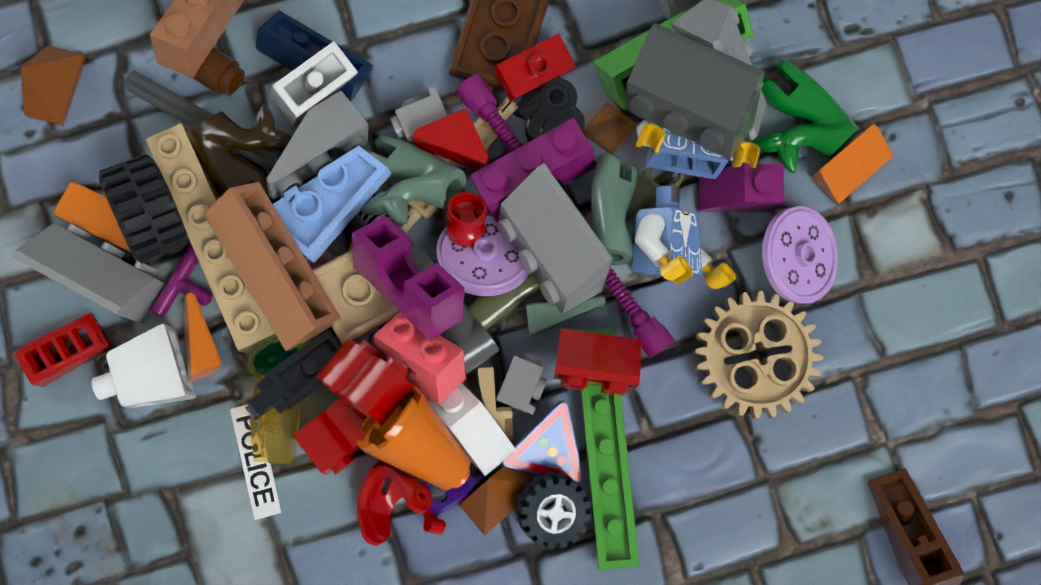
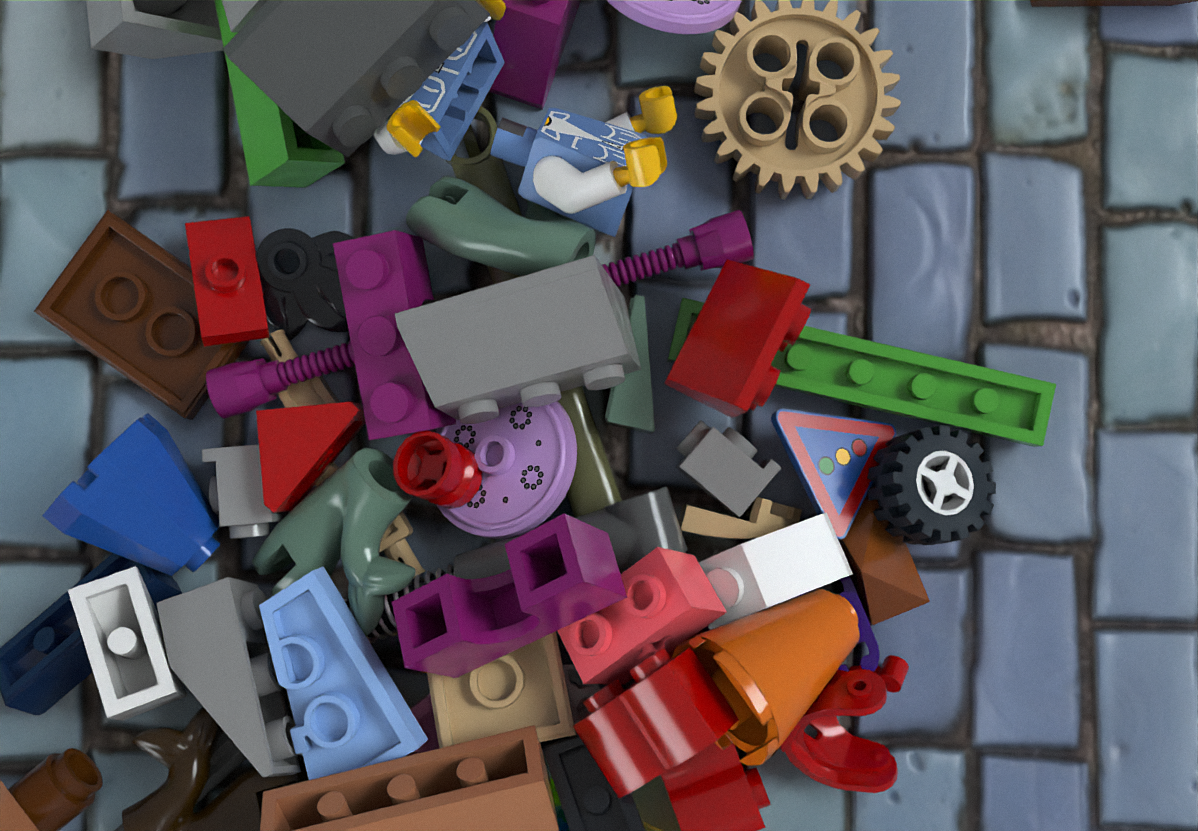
camera: 65 degrees left, 5 degrees up
(393, 63) = (140, 503): none -> blue cone
(609, 128) = (366, 198): clear orange tile -> none

